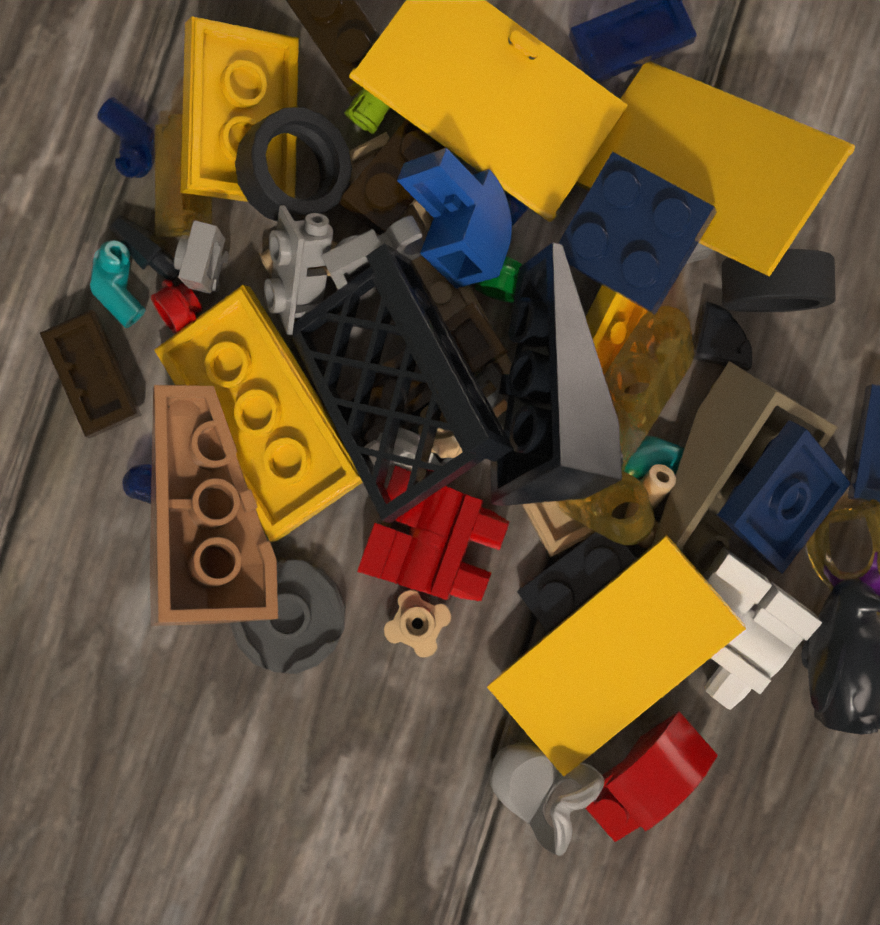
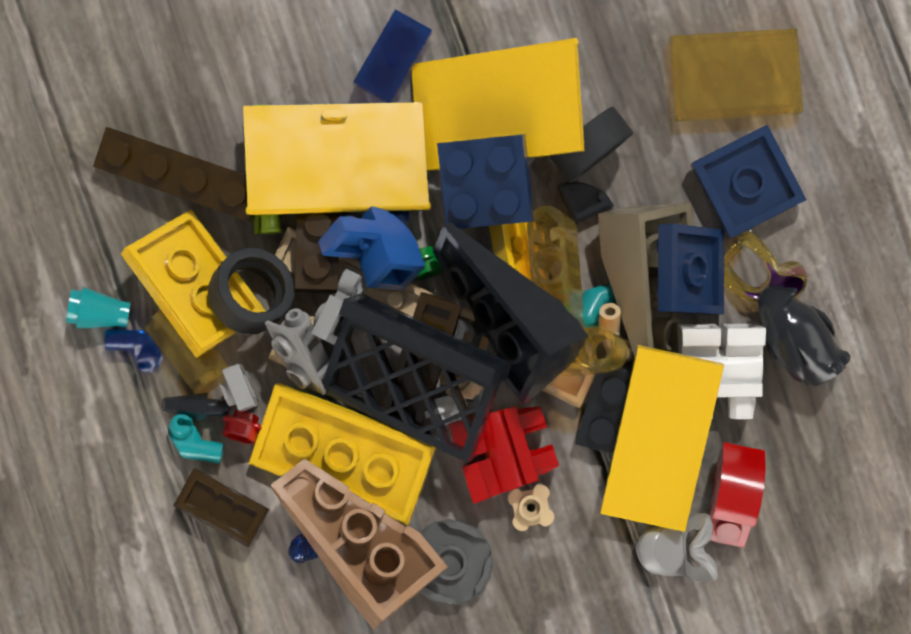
camera: 45 degrees left, 0 degrees up
(115, 65) = (96, 310): none -> teal cone

